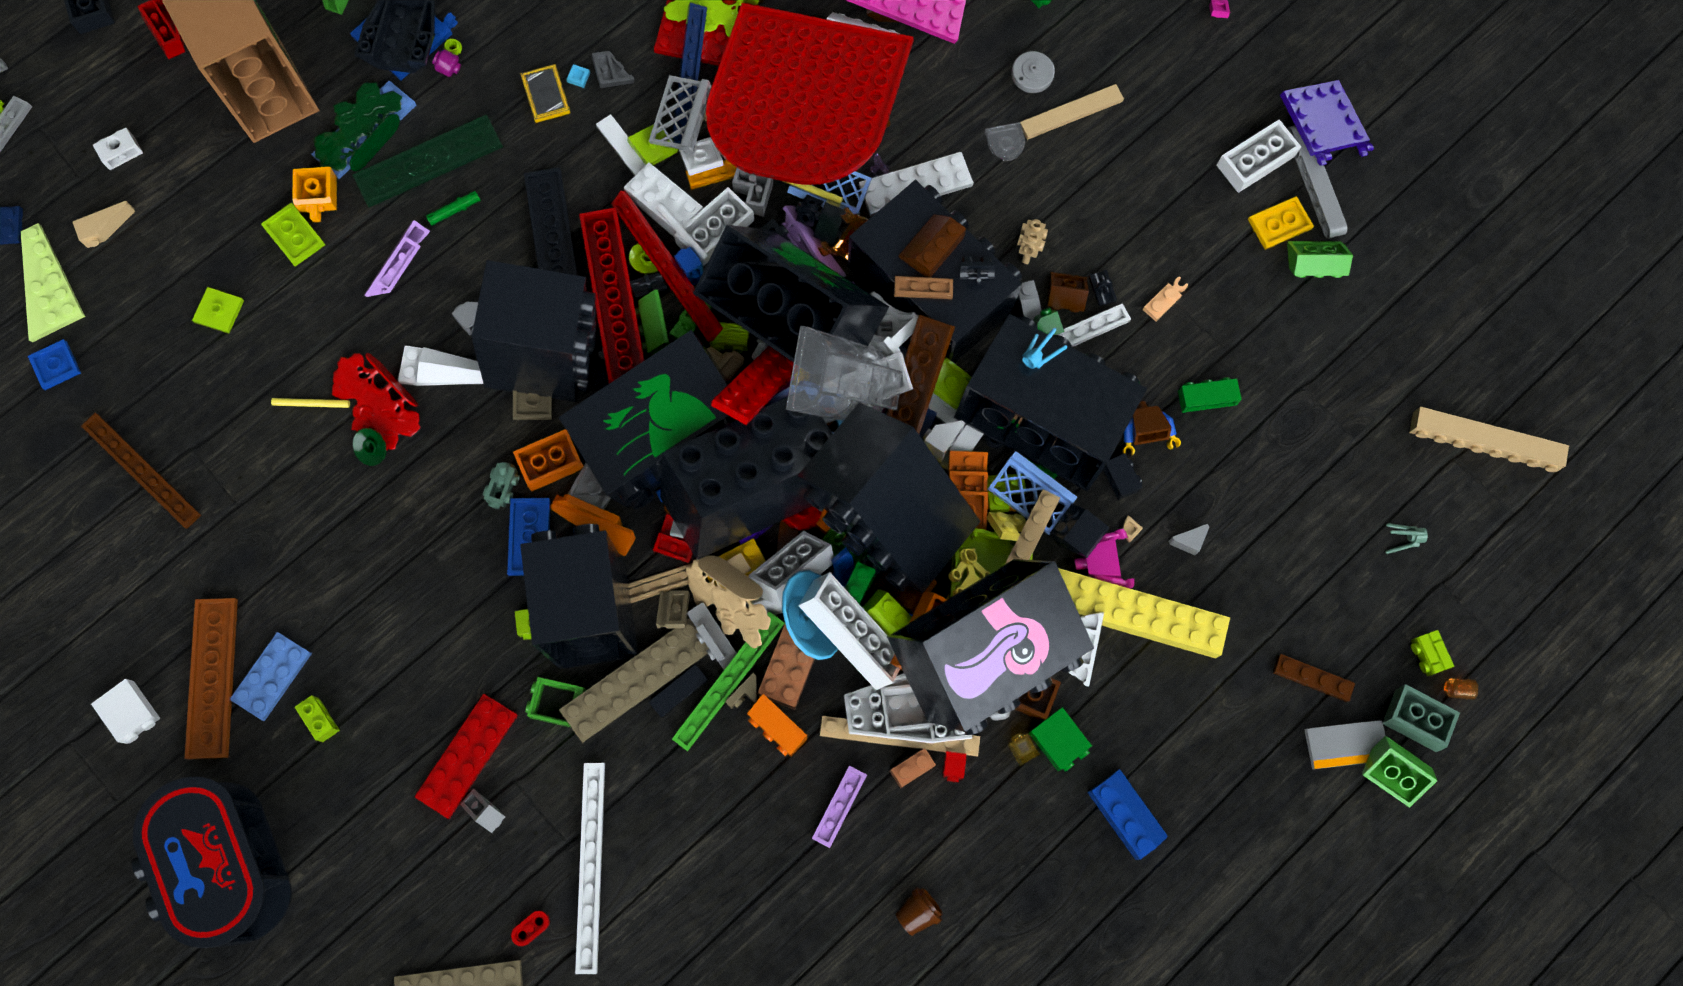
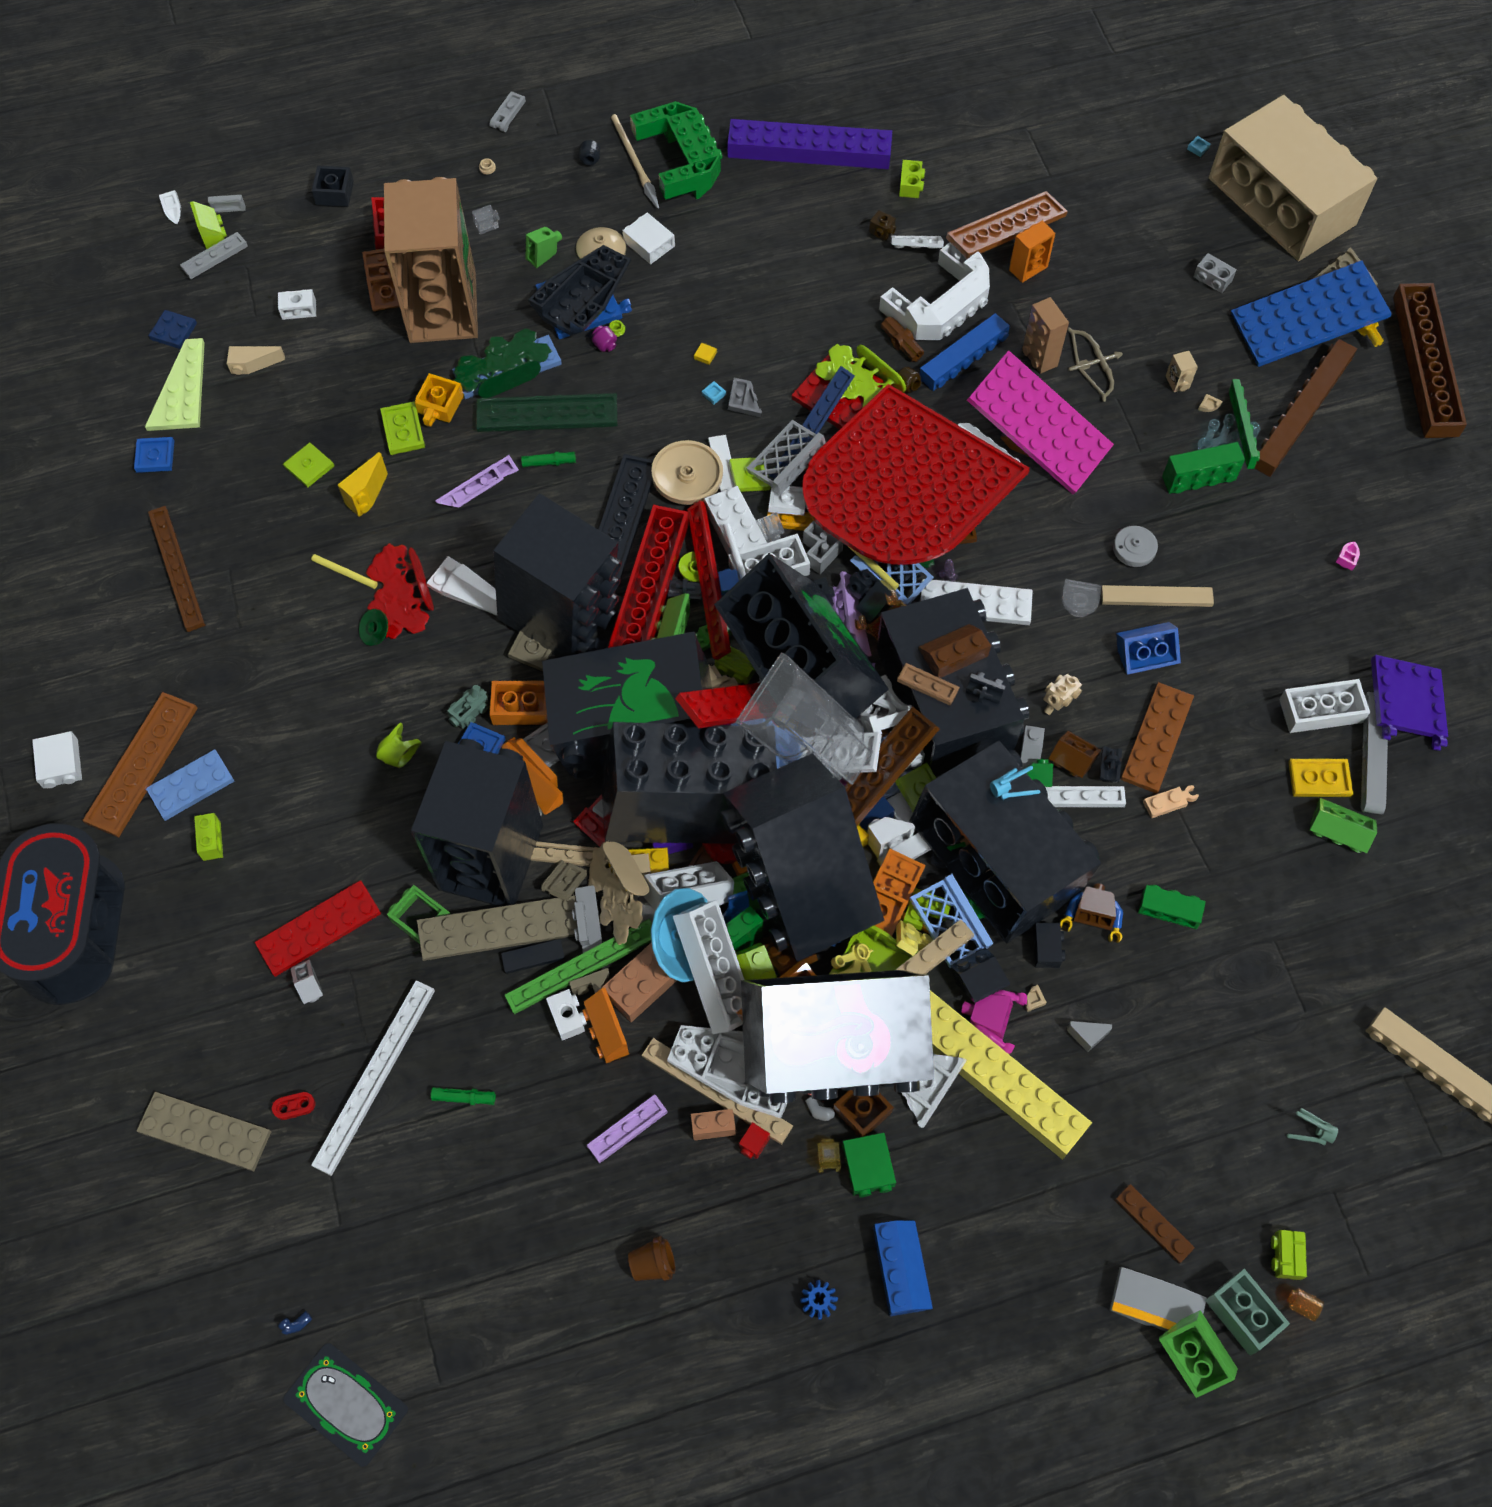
camera: 30 degrees right, 10 degrees down
(191, 87) = (379, 280): none -> dark orange slope
(286, 310) = (363, 485): none -> yellow slope
(451, 558) = (392, 748): none -> lime helmet
(545, 93) = (677, 396): tile -> none
(551, 39) = (705, 353): none -> yellow tile
(593, 167) = (687, 472): none -> tan dish
(680, 846) = (465, 1096): none -> green pin
(699, 190) = (770, 527): none -> clear brick
(727, 721) = (568, 1026): none -> white brick
(1075, 883) = (810, 1298): none -> blue gear
(1087, 164) = (1149, 647): none -> blue slope
(1129, 245) = (1157, 738): none -> dark orange plate

